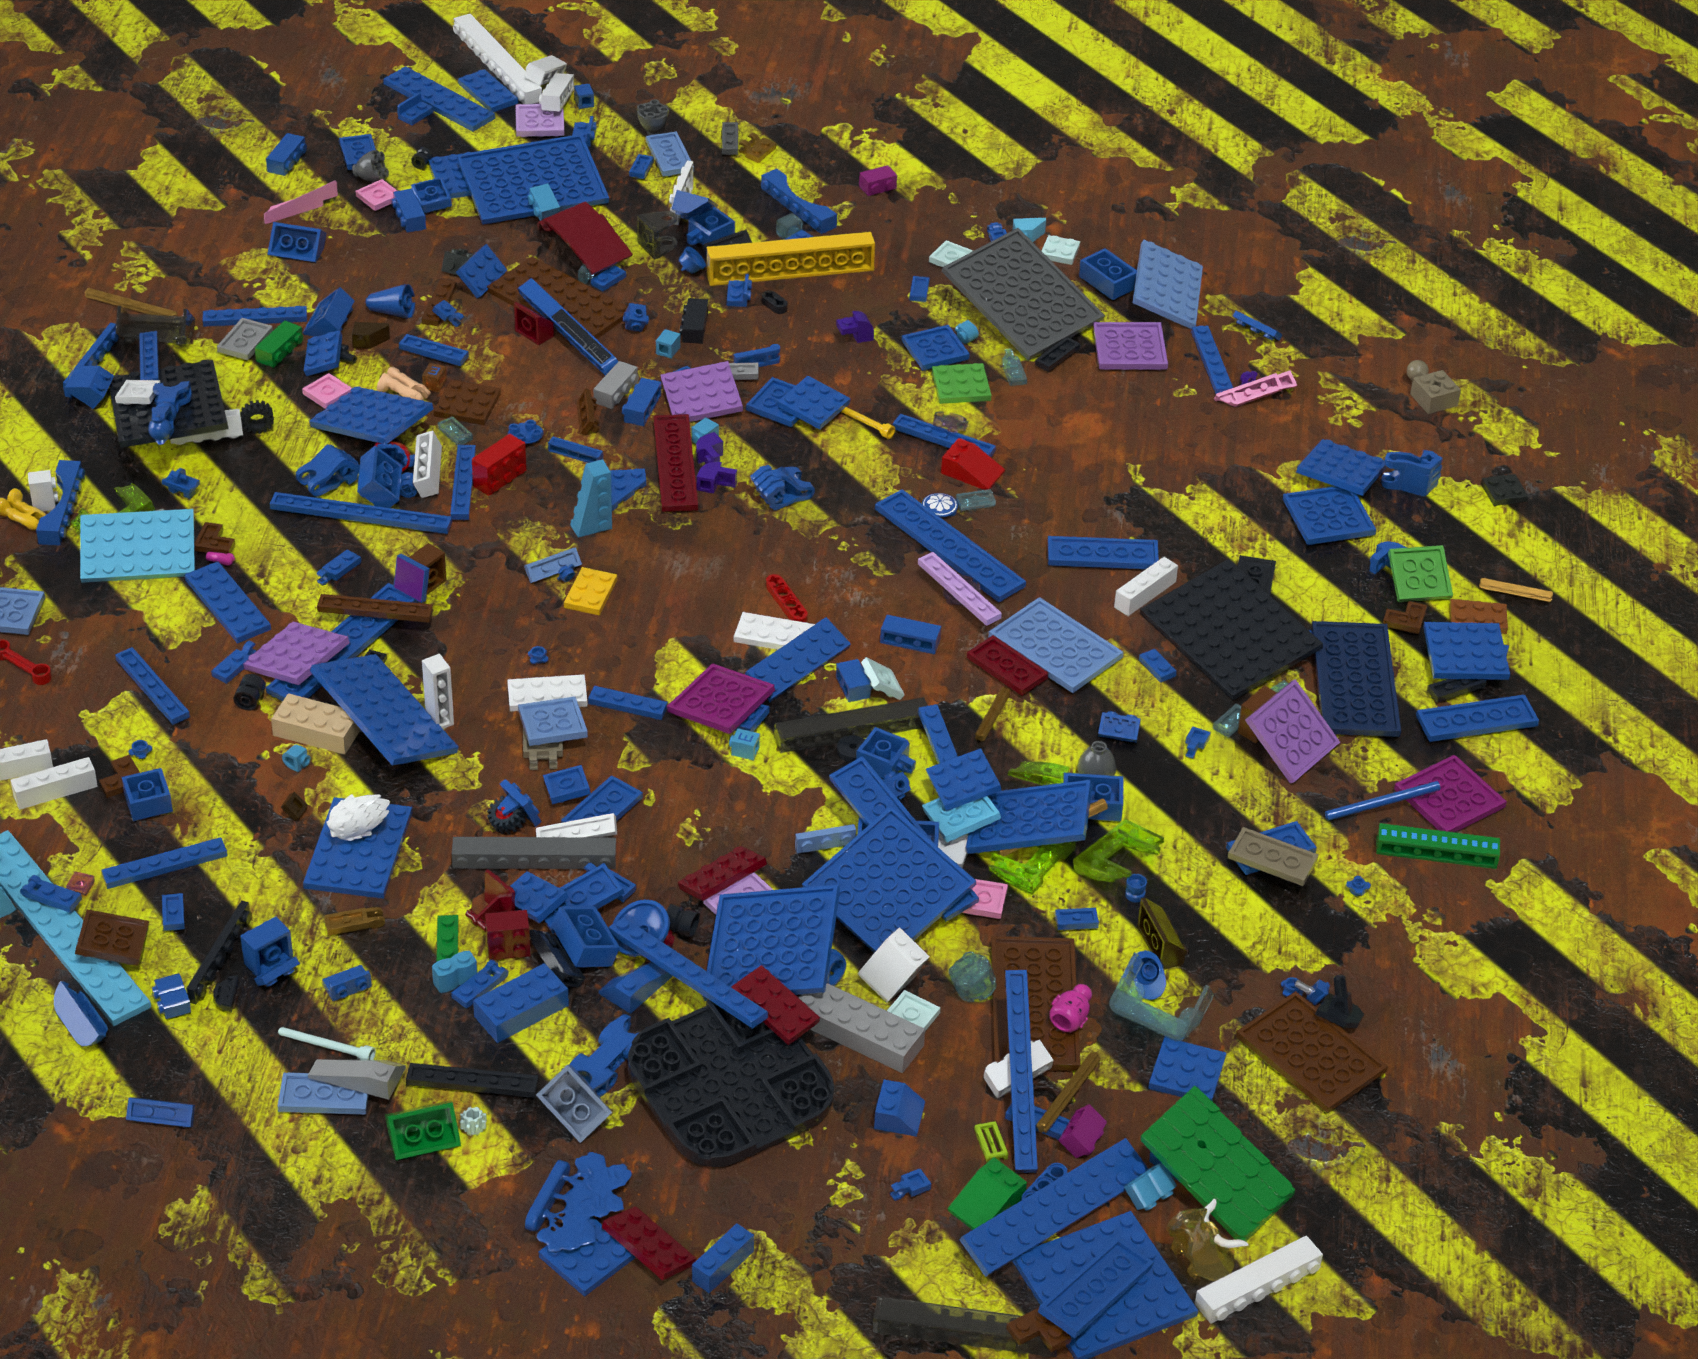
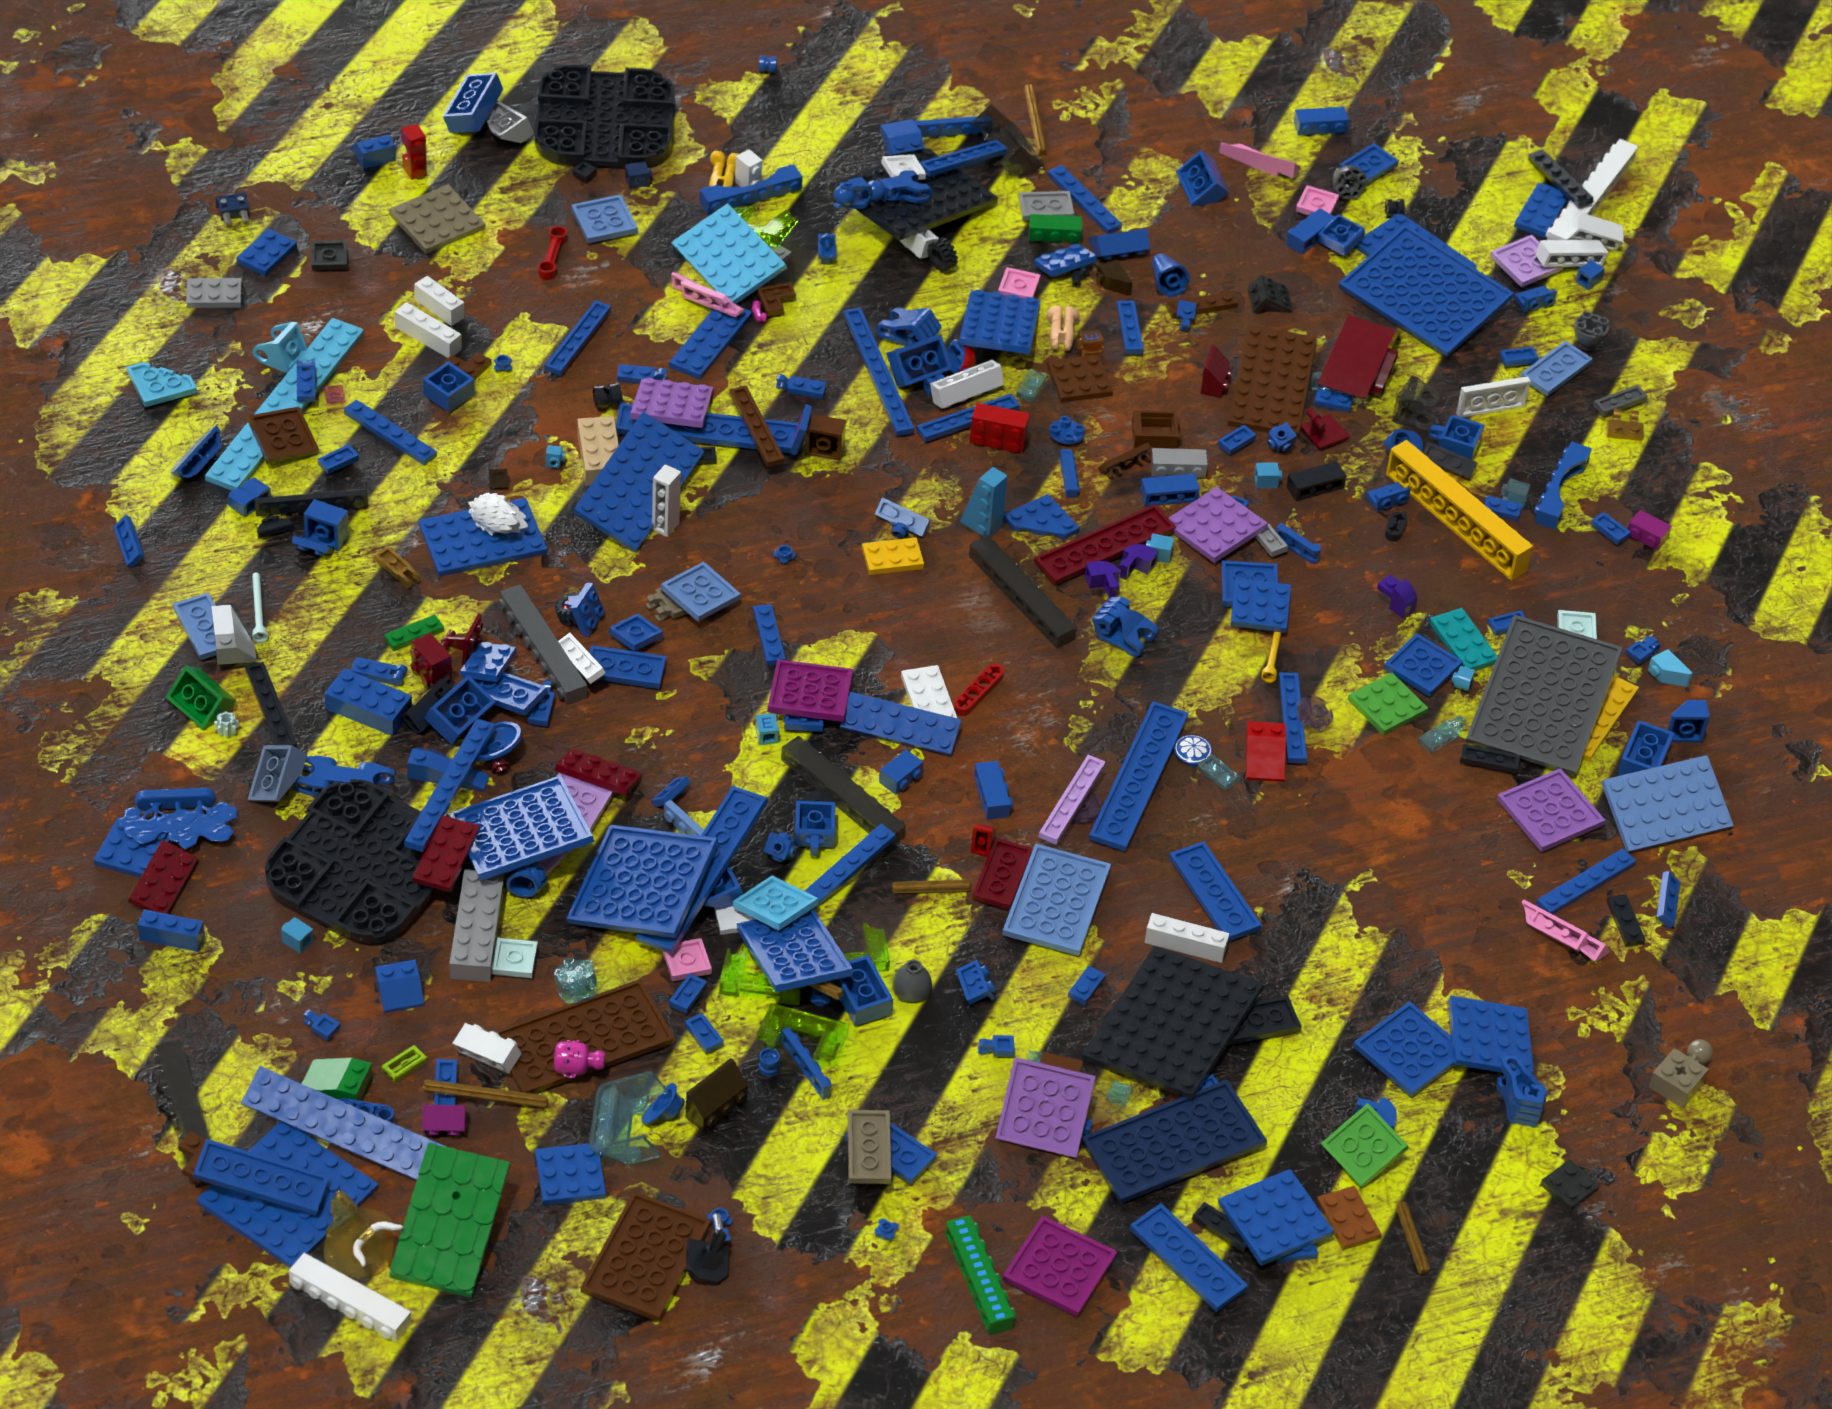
camera: 60 degrees right, 5 degrees up
(176, 580) = (705, 296): none -> bright pink wedge
(347, 982) = (329, 591): blue bracket -> none
(414, 109) = (1464, 173): blue bracket -> none
(441, 98) = (1499, 183): blue plate -> none
(453, 971) = (376, 648): dark azure brick -> none
(469, 64) = (1560, 178): none -> black plate
(481, 270) = (1259, 310): blue plate -> none
(543, 201) = (1391, 309): dark azure brick -> none
(546, 688) = (745, 577): white plate -> none
(554, 390) = (1155, 419): none -> reddish brown window
(568, 326) = (1227, 396): blue beam -> none
(613, 343) = (1236, 439): none -> blue plate
(641, 293) = (1323, 430): none -> dark red plate
(684, 921) = (524, 765): black wheel -> none
(689, 204) = (1464, 404): blue slope -> none
(695, 529) = (1022, 591): none -> clear smoke brick
(778, 834) = (674, 789): none -> blue plate
(787, 1162) = (297, 935): none -> dark azure brick
(860, 198) = (1610, 528): none -> blue plate
(882, 678) = (912, 789): light aqua plate -> none
(893, 965) = (550, 919): white slope -> none
(920, 317) = (1463, 639): none -> teal plate
(963, 779) = (810, 887): blue plate -> none
(965, 658) = (982, 839): none -> red slope
(1021, 1071) = (473, 1043): blue plate -> none
(1024, 912) = (687, 993): none -> blue plate
(1061, 249) = (1661, 704): light aqua plate -> none
(1094, 236) = (1689, 721): none -> blue slope
(1150, 1187) = (400, 1183): dark azure brick -> none
(1155, 864) = (804, 1061): none -> blue plate
(1248, 375) = (1576, 916): dark purple plate -> none
(1261, 356) = (1625, 920): none -> black plate
(1382, 800) = (1010, 1212): blue piece -> none
(1406, 621) = (1298, 1162): reddish brown plate -> none

